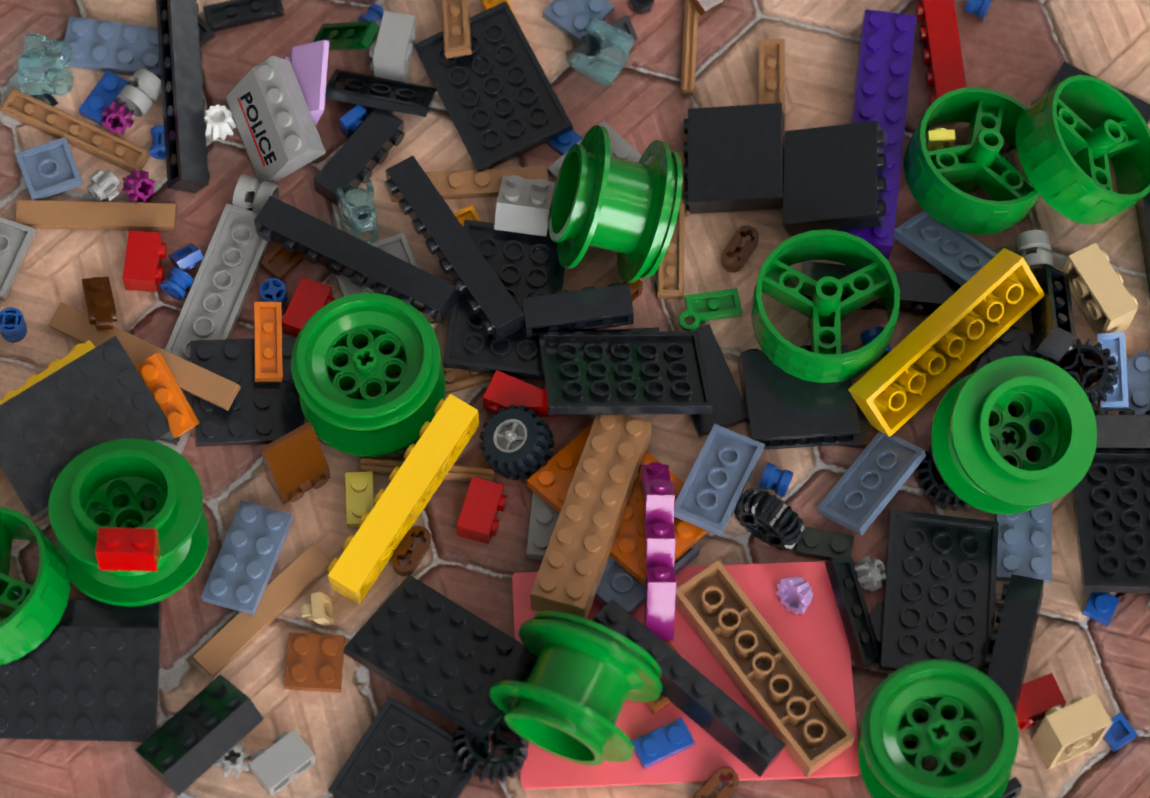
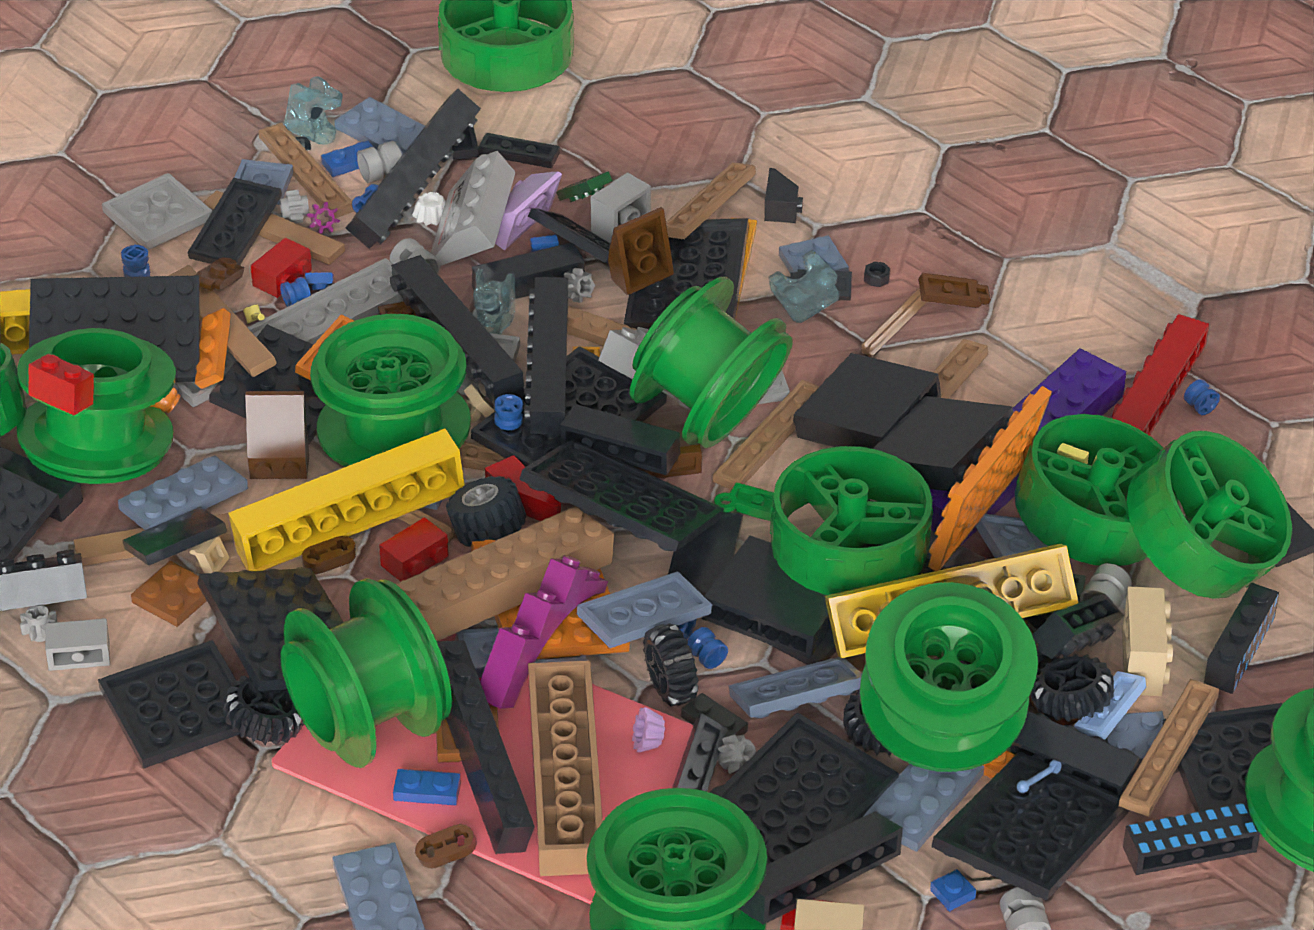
camera: 35 degrees right, 25 degrees down
(64, 231) = (235, 222): none -> black tile
(115, 124) = (347, 170): magenta gear -> none
(156, 326) = (253, 313): none -> light yellow hand
(283, 611) = (174, 536): none -> black tile
(411, 145) = (579, 285): none -> light grey gear
(457, 99) = (640, 252): none -> reddish brown slope
(464, 324) = (508, 412): none -> blue wheel
(916, 212) = (987, 479): none -> orange plate
(1104, 489) = (1055, 767): none -> medium blue hinge

